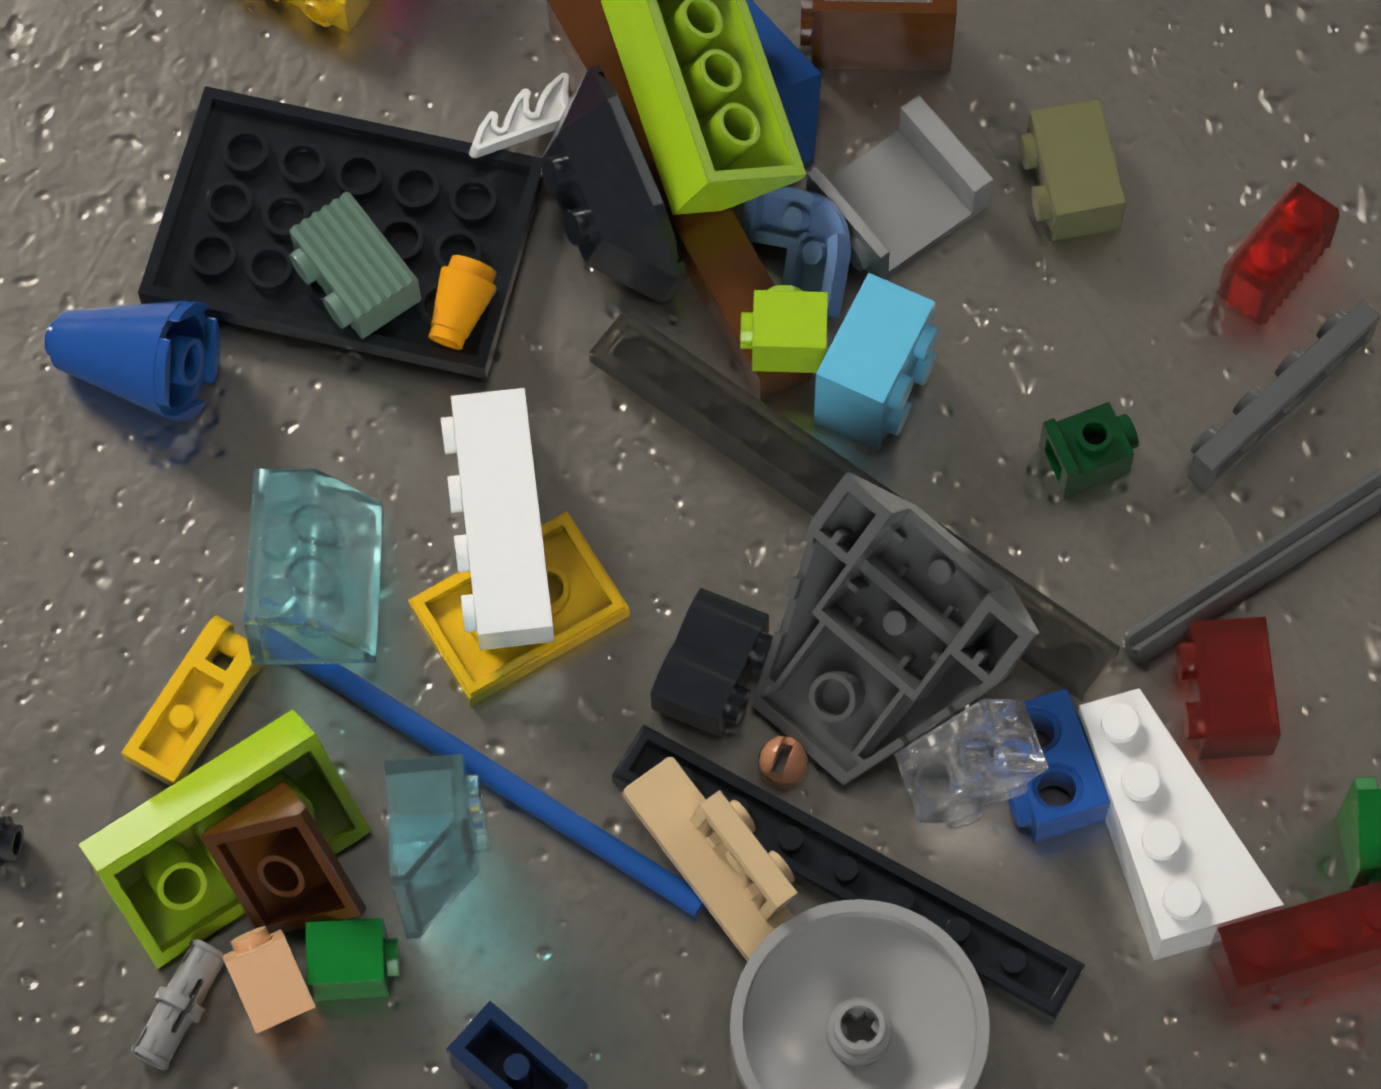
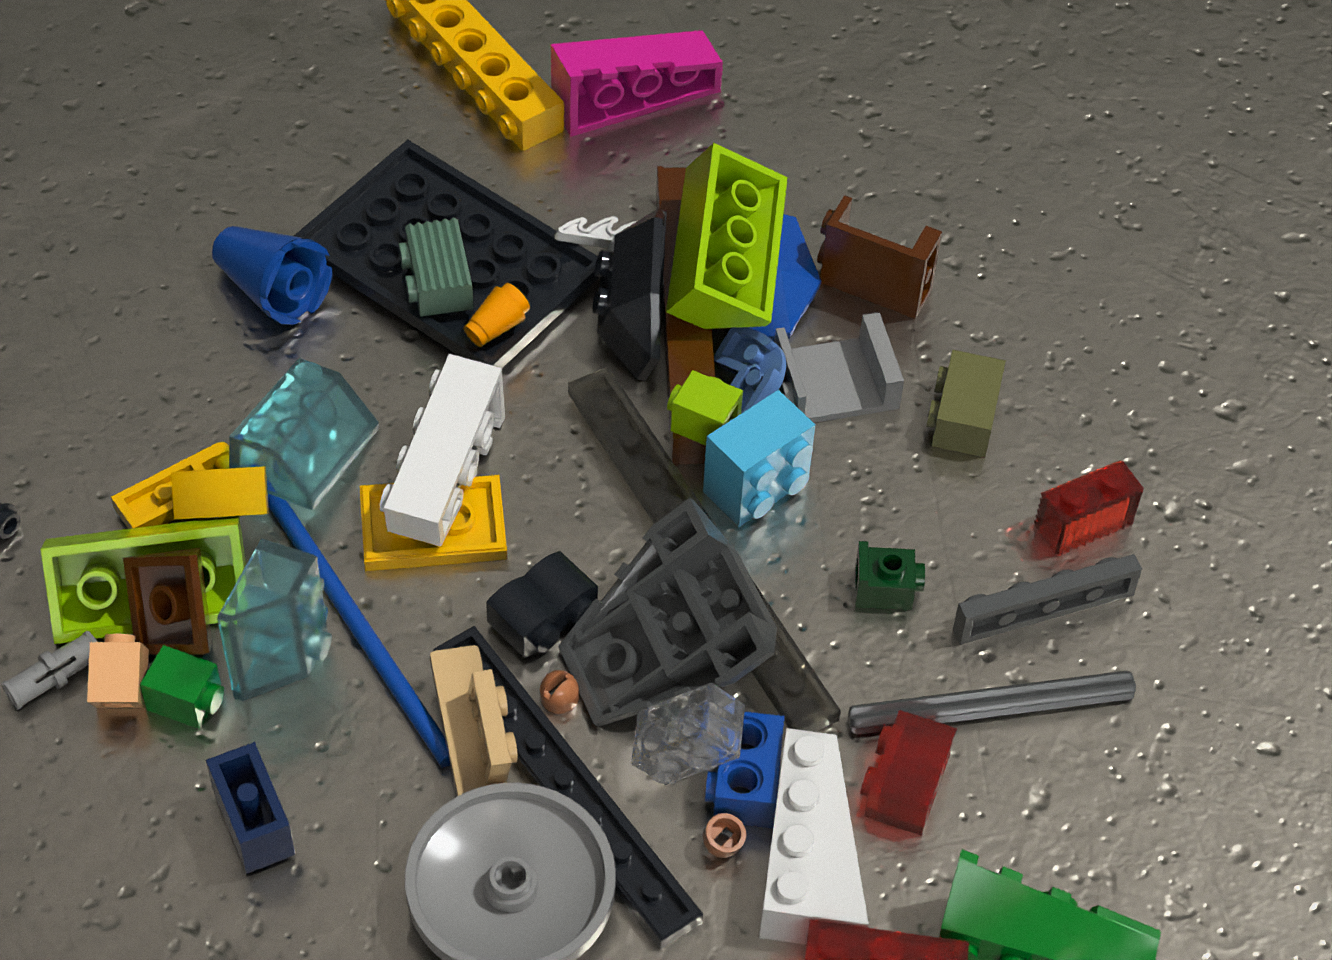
camera: 20 degrees right, 15 degrees down
(260, 696) = (219, 492): none -> yellow slope
(1074, 863) = (715, 827): none -> nougat hinge

